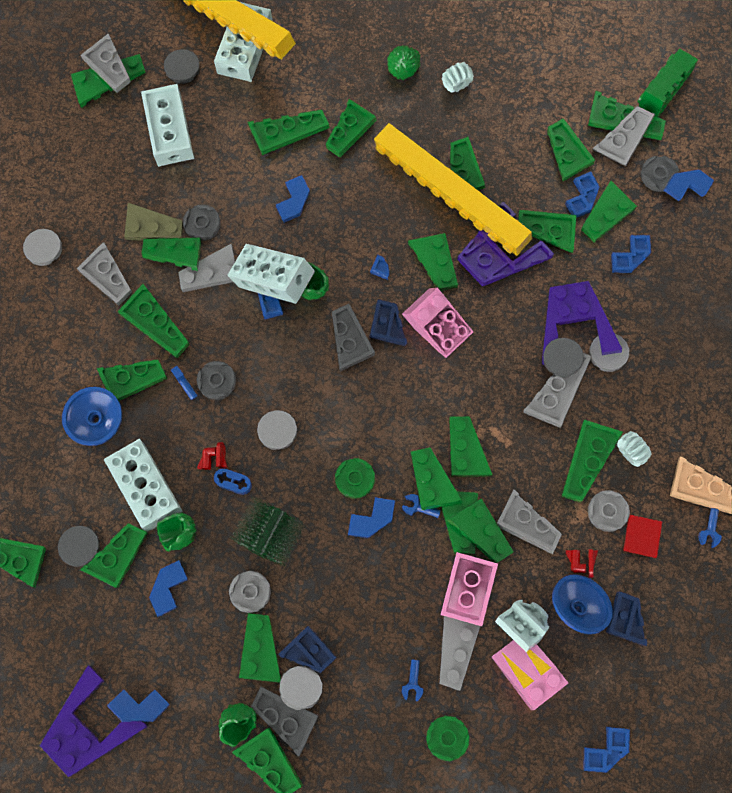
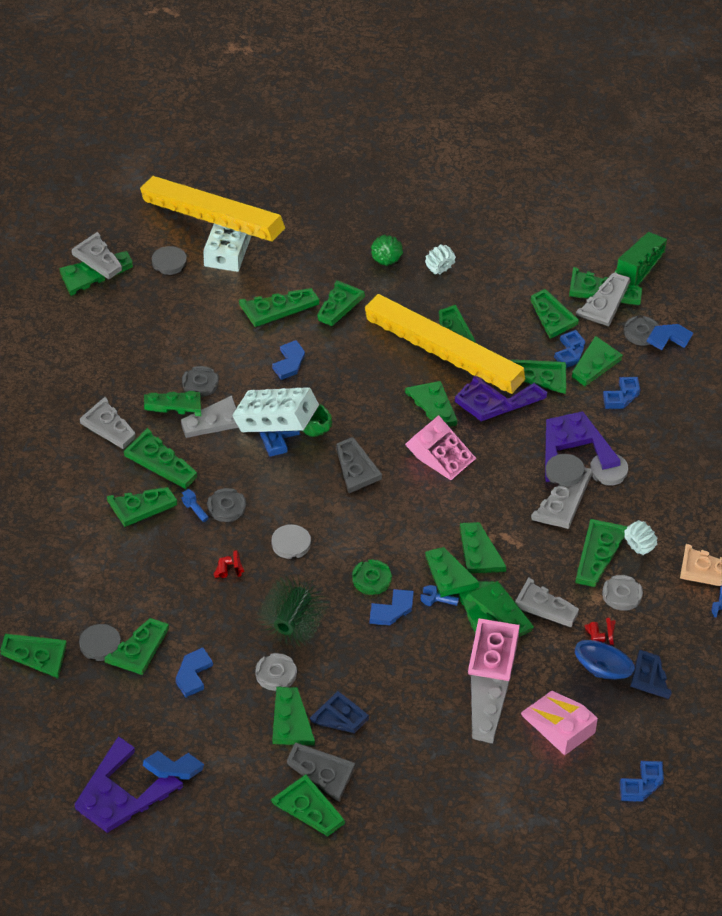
camera: 10 degrees left, 25 degrees down
(42, 247) = (42, 405): light grey tile -> none
(83, 408) = (107, 531): blue dish -> none
(130, 482) = (162, 587): light aqua brick -> none
(148, 224) = (144, 382): olive wing -> none
(167, 125) = (161, 284): light aqua brick -> none
(176, 531) = (199, 620): green hair -> none
(233, 476) = (250, 583): blue beam -> none
(236, 723) = (275, 769): green hair -> none
(300, 688) = (335, 742): light grey tile -> none
(380, 268) = (380, 411): blue tile -> none
(387, 324) = (392, 453): dark blue wing -> none
(413, 681) = (446, 738): blue bar -> none
(447, 738) = (485, 780): green tile -> none
(524, 623) = (553, 681): light aqua slope -> none
(642, 536) = (657, 609): red piece -> none

